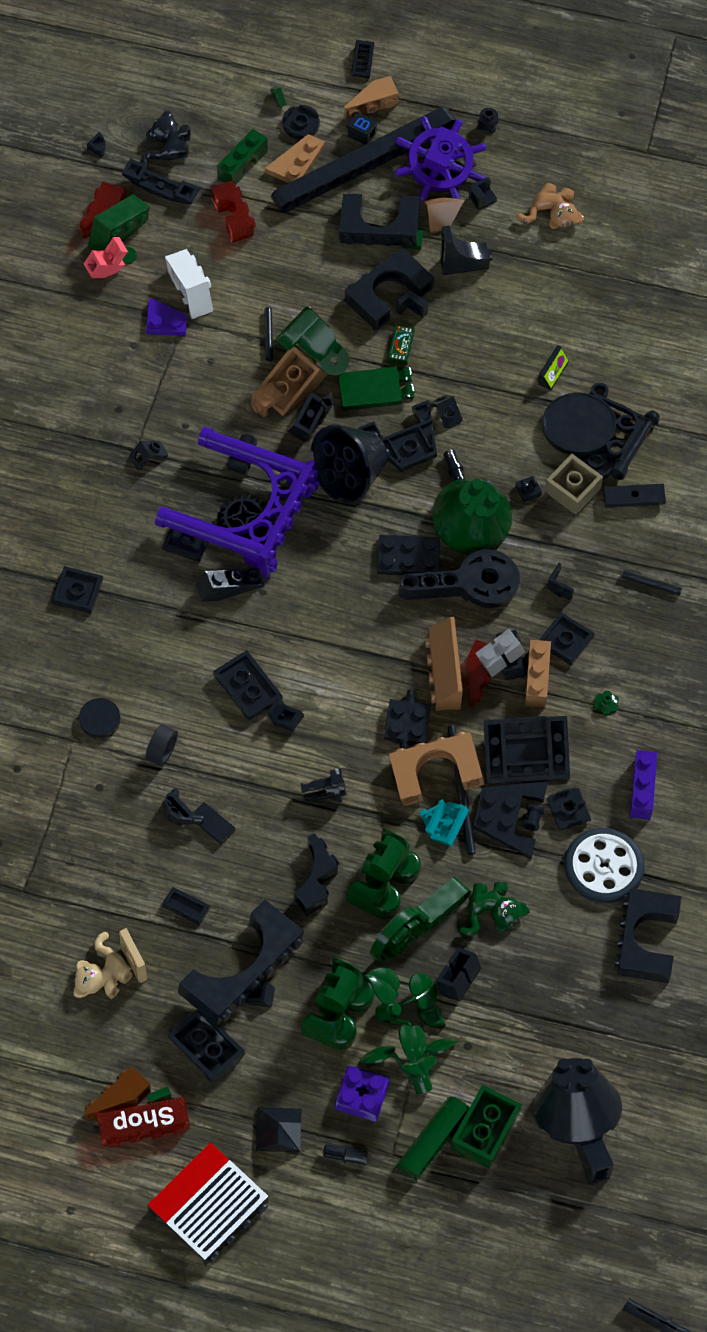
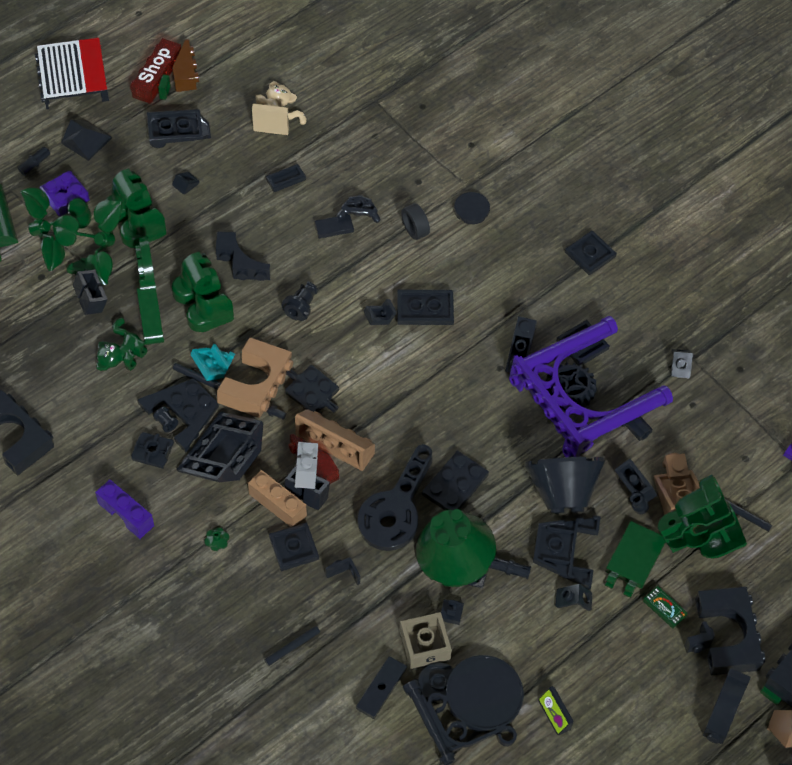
camera: 125 degrees right, 5 degrees down
(220, 996) = (213, 207): black arch -> none
(612, 839) = (102, 463): wedge -> none

